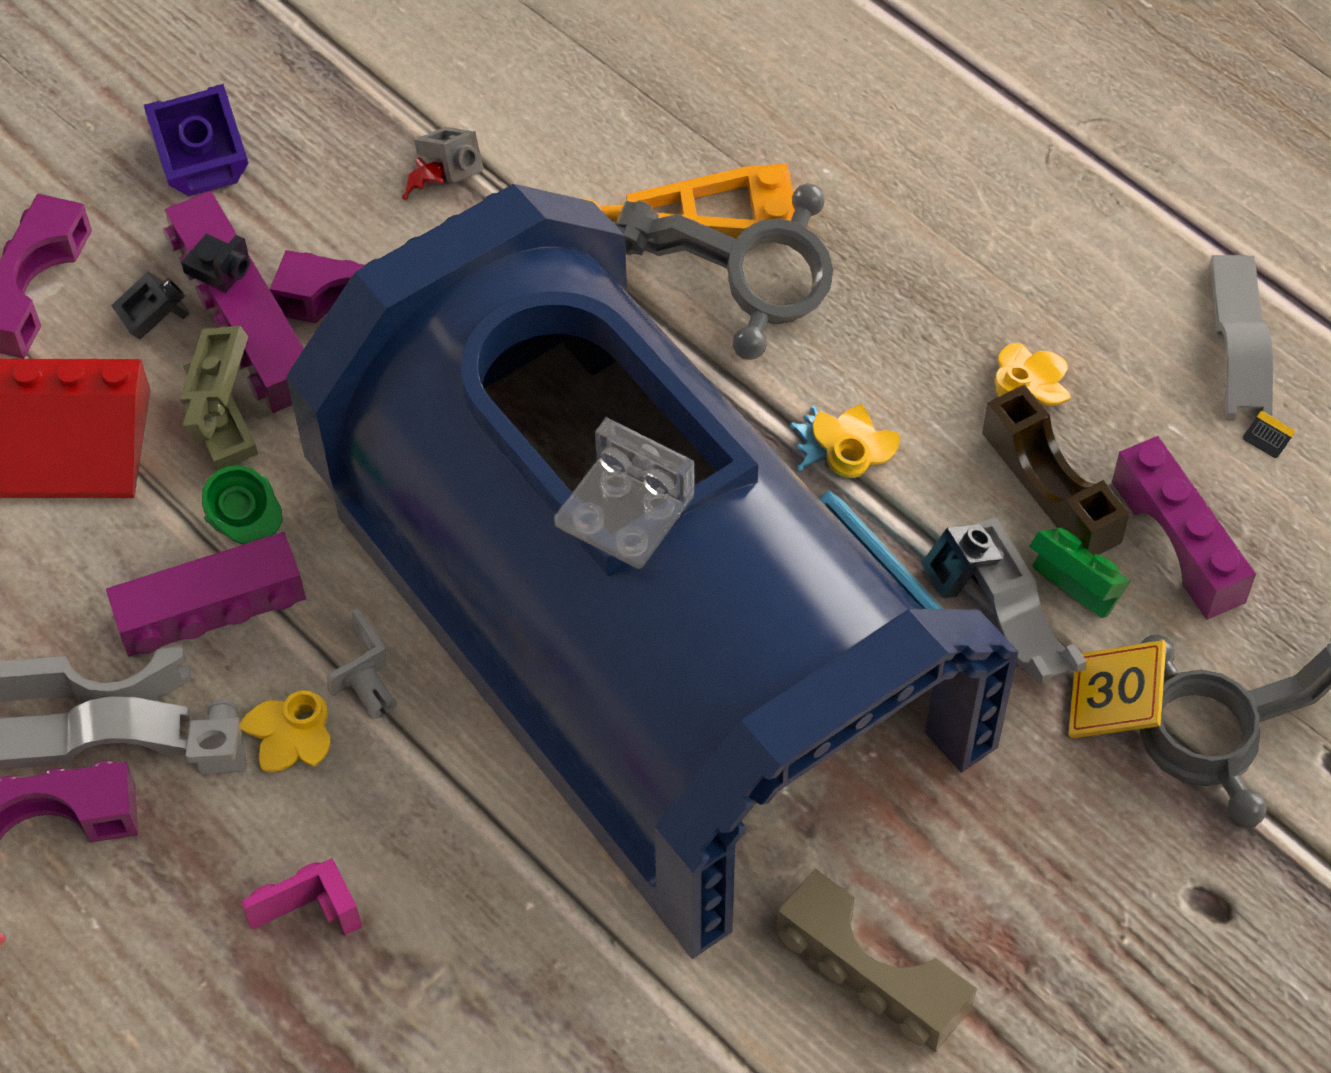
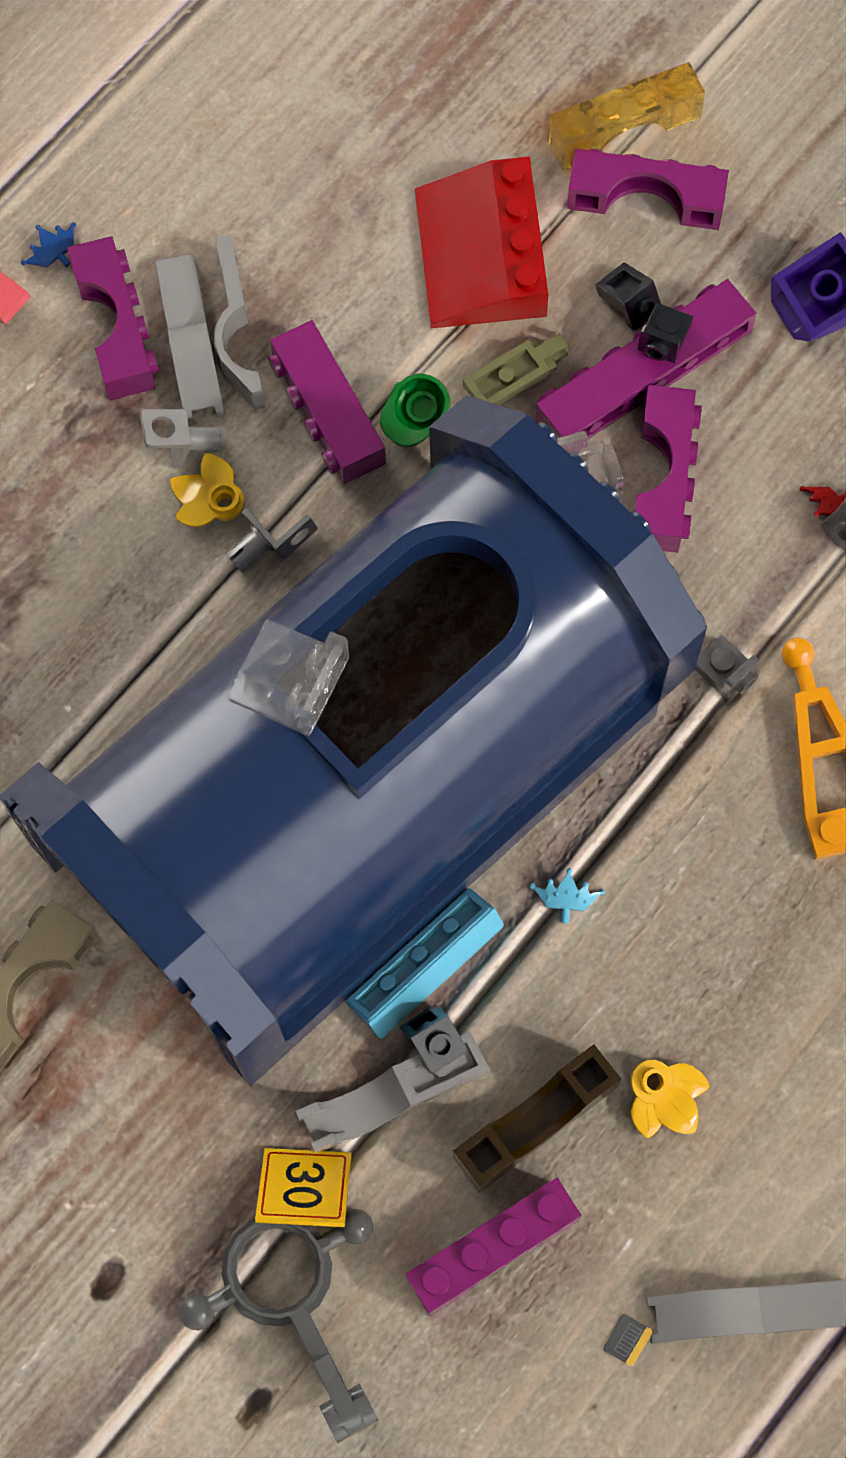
camera: 85 degrees right, 15 degrees up
(211, 379) = (536, 355): olive hinge -> none
(310, 883) = (57, 553): dark pink bracket -> none
(678, 233) = (773, 698): dark grey piece -> none
(853, 437) = (569, 934): yellow plate -> none
(1077, 571) = (427, 1144): green bracket -> none

